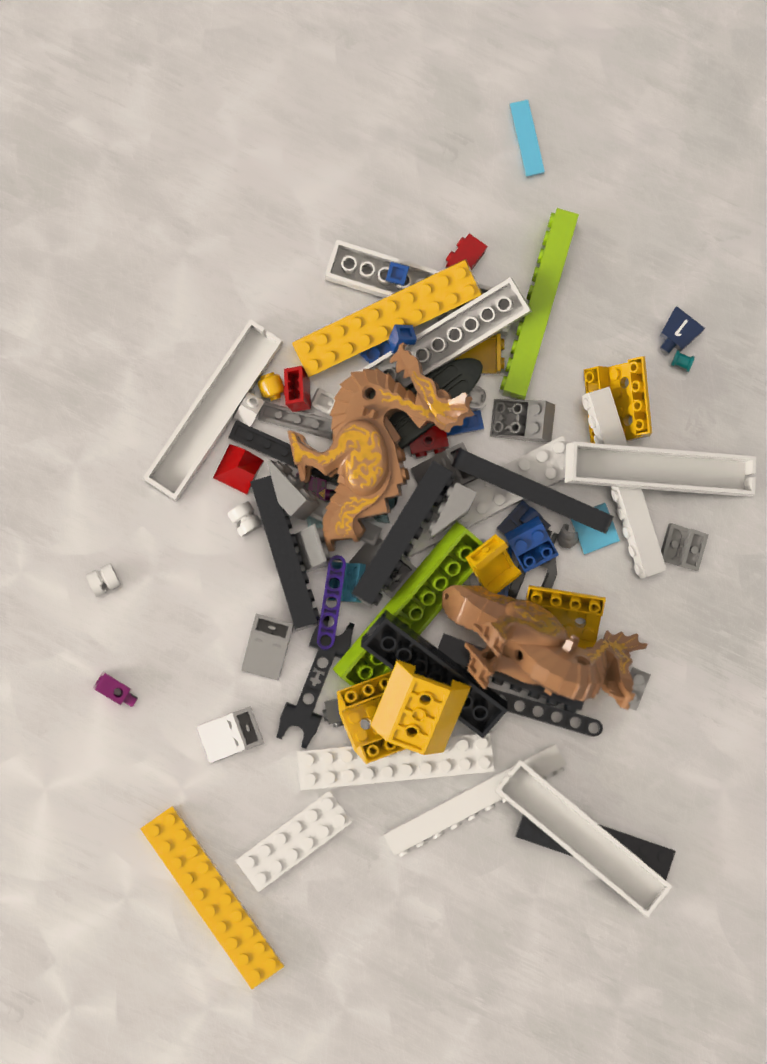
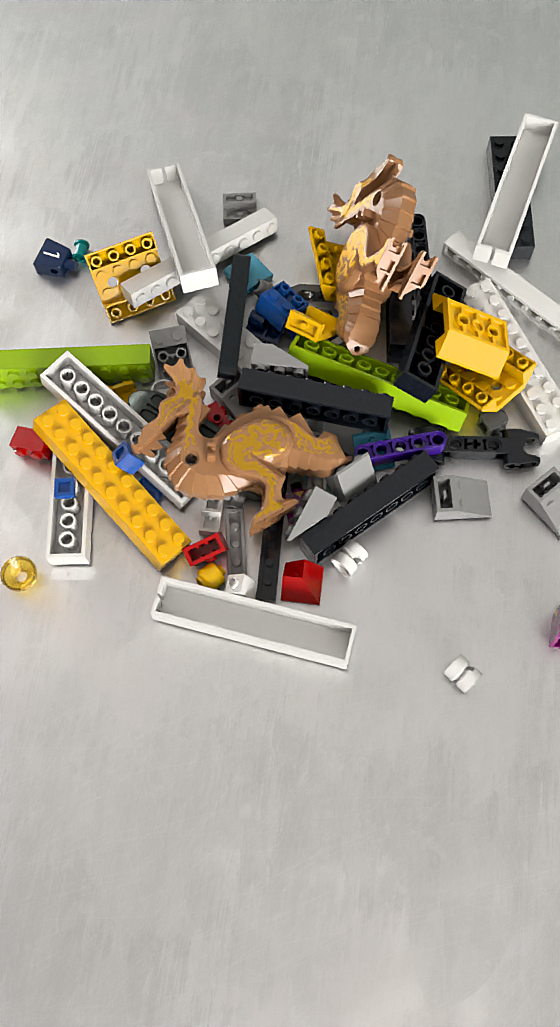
camera: 105 degrees left, 15 degrees down
(338, 203) = (13, 567): none -> clear yellow piece

